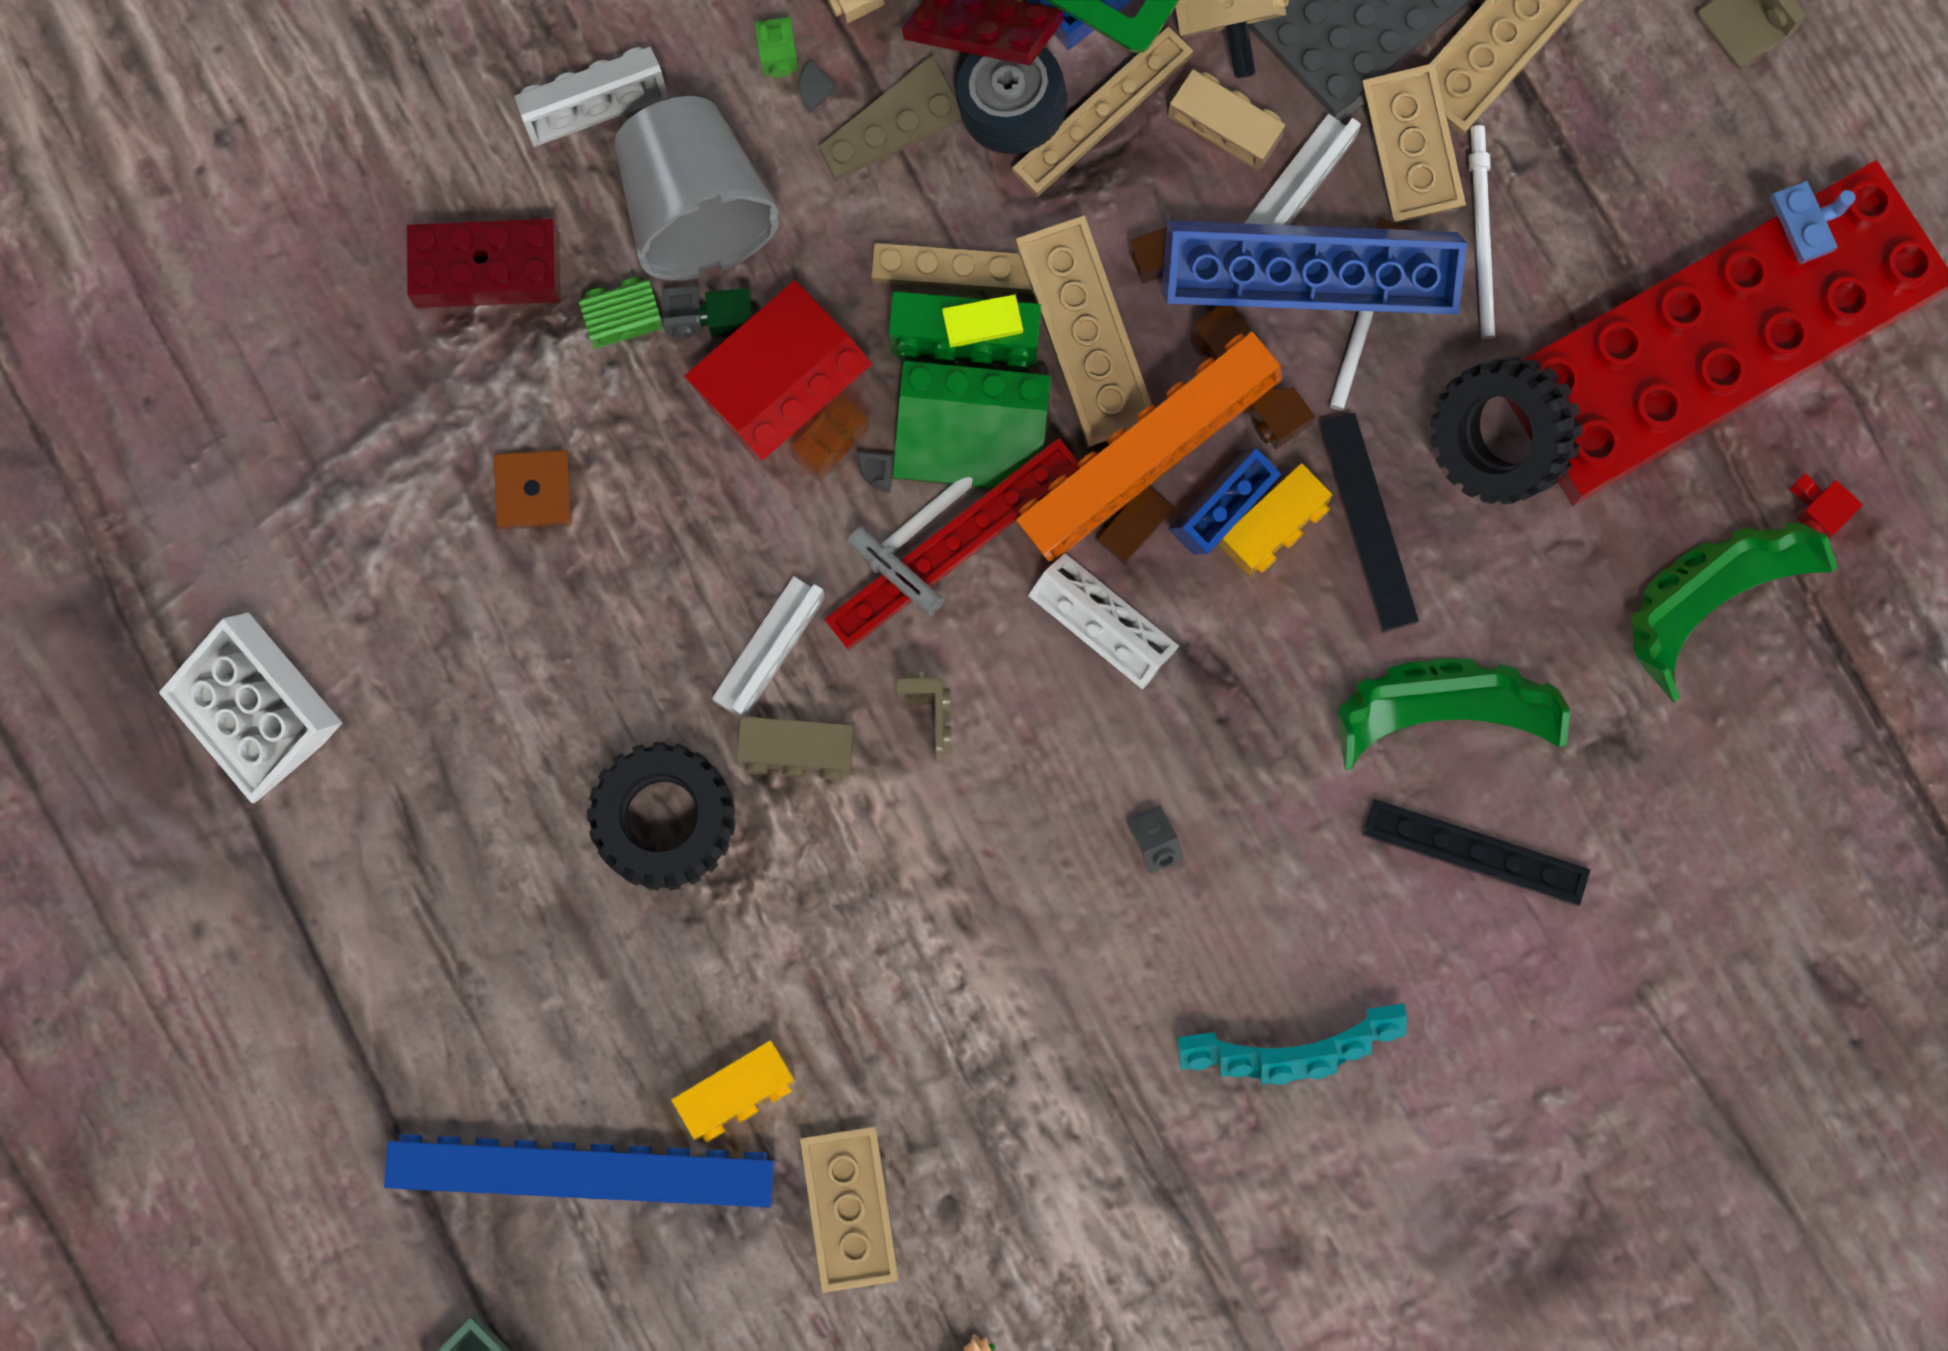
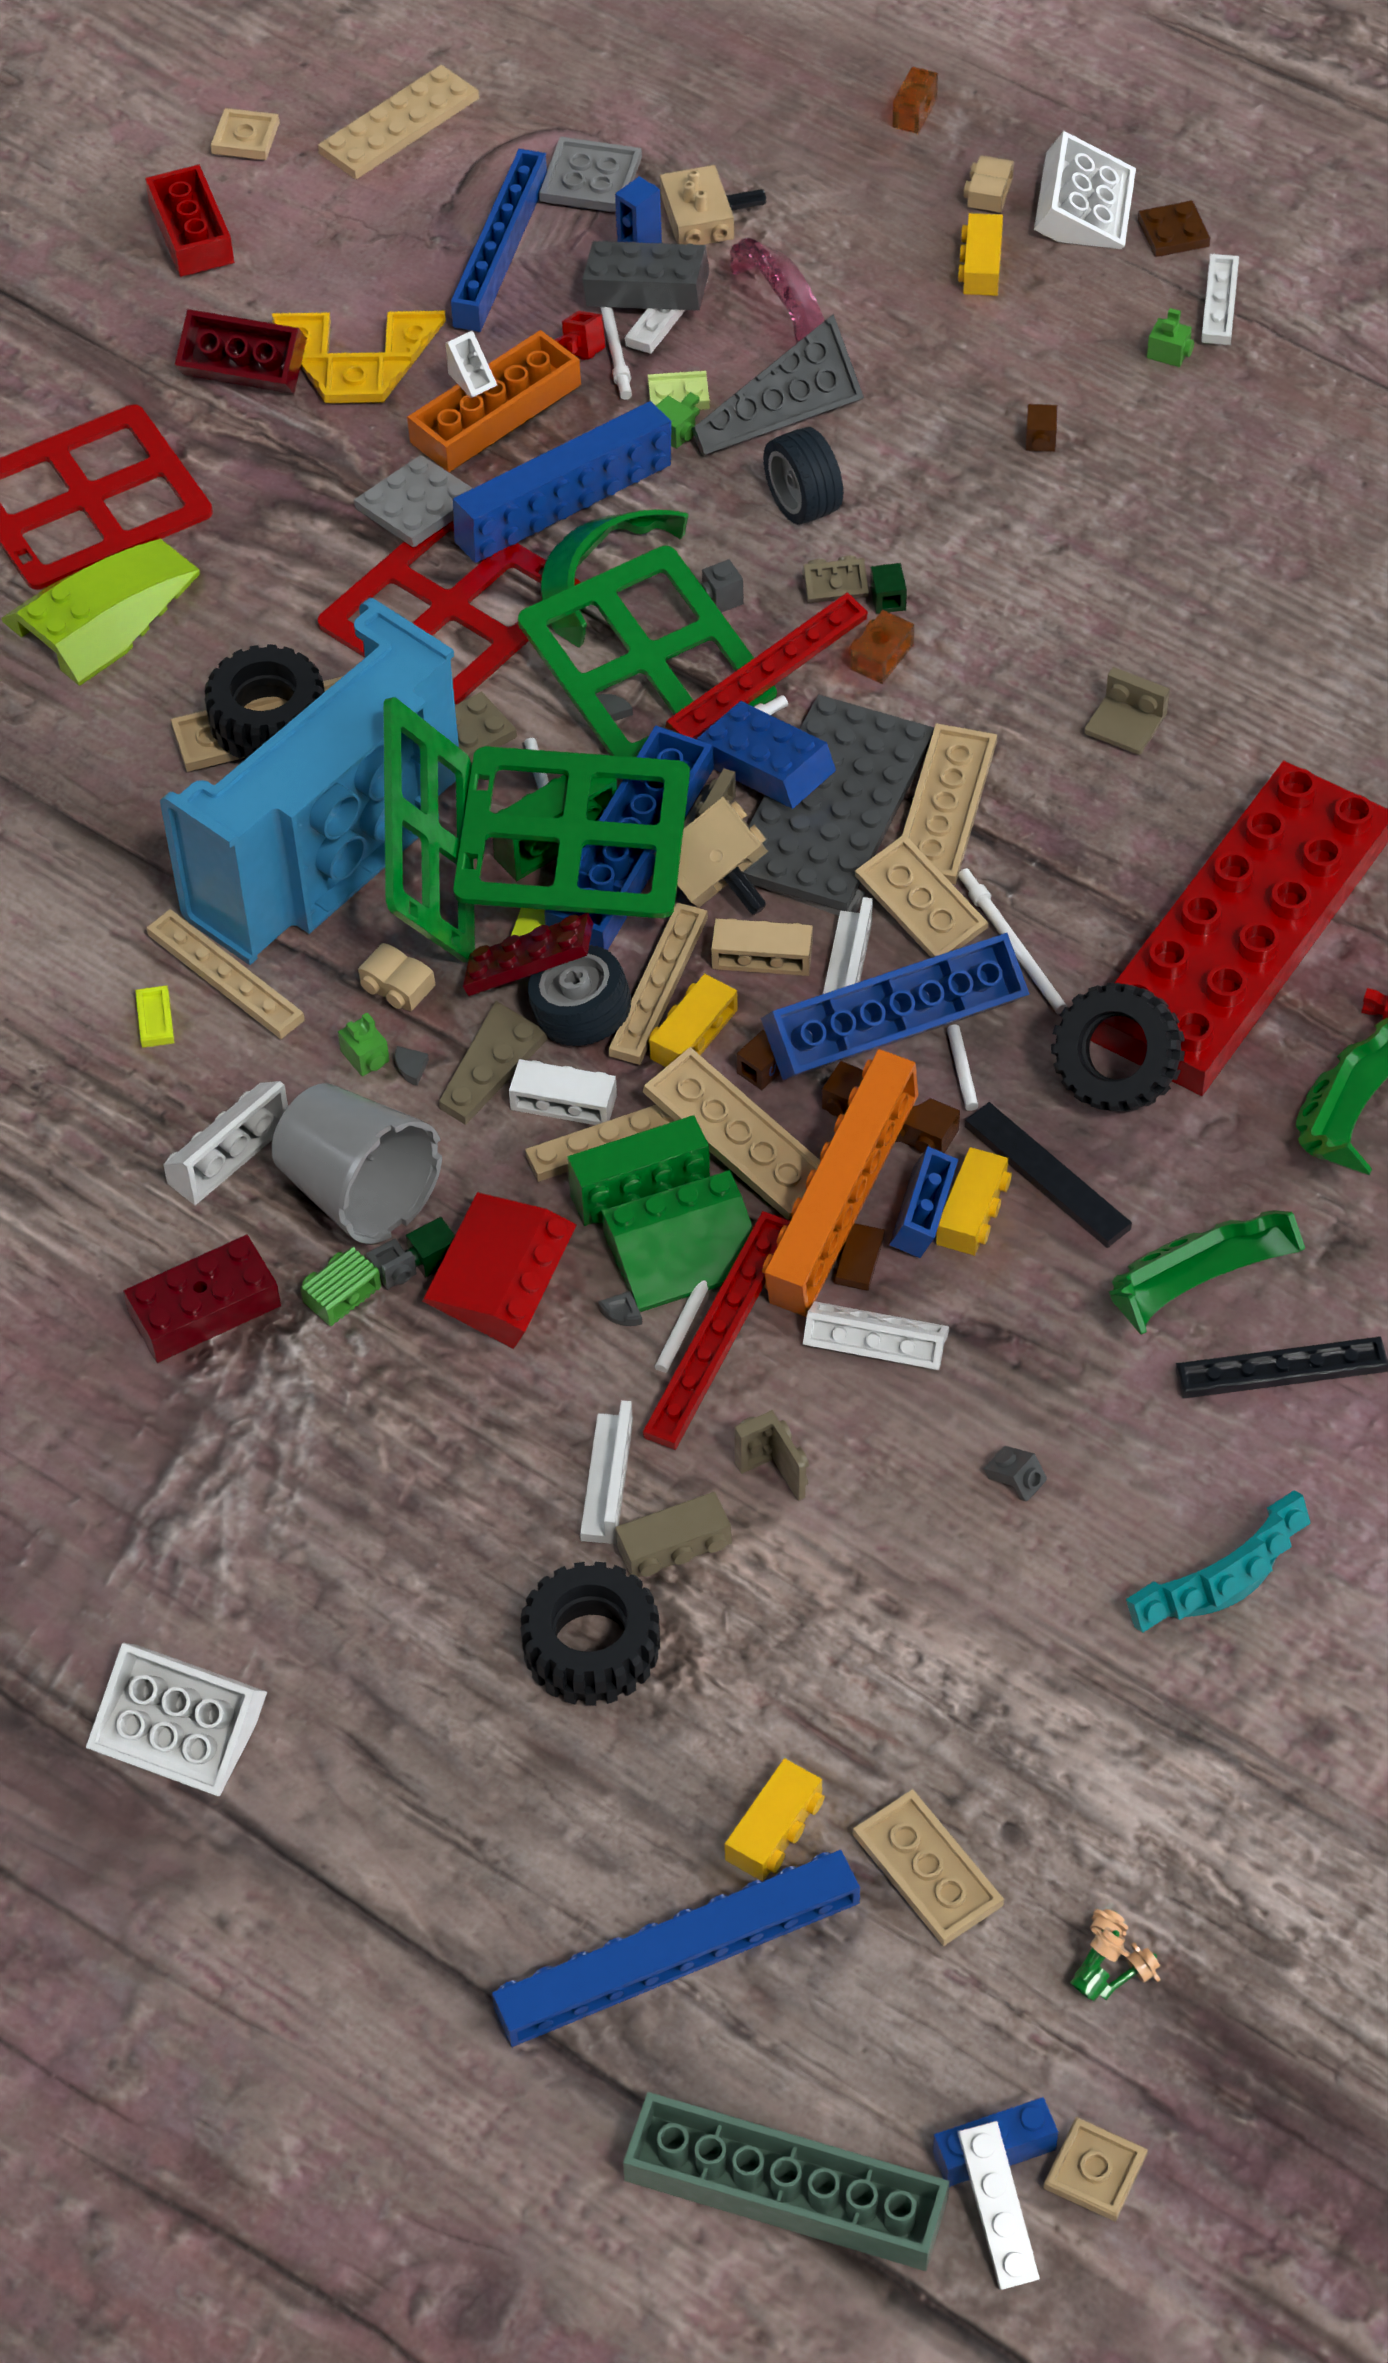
camera: 25 degrees left, 25 degrees down
(532, 489) = (335, 1449): dark orange tile -> none
(830, 438) = (570, 1298): clear orange brick -> none
(863, 542) = (673, 1362): light grey pin -> none
(943, 195) = (562, 1092): none -> white brick
(982, 321) = (654, 1143): neon yellow tile -> none
(1111, 177) = (694, 1020): none -> yellow brick
(1807, 222) = (1259, 814): medium blue plate -> none

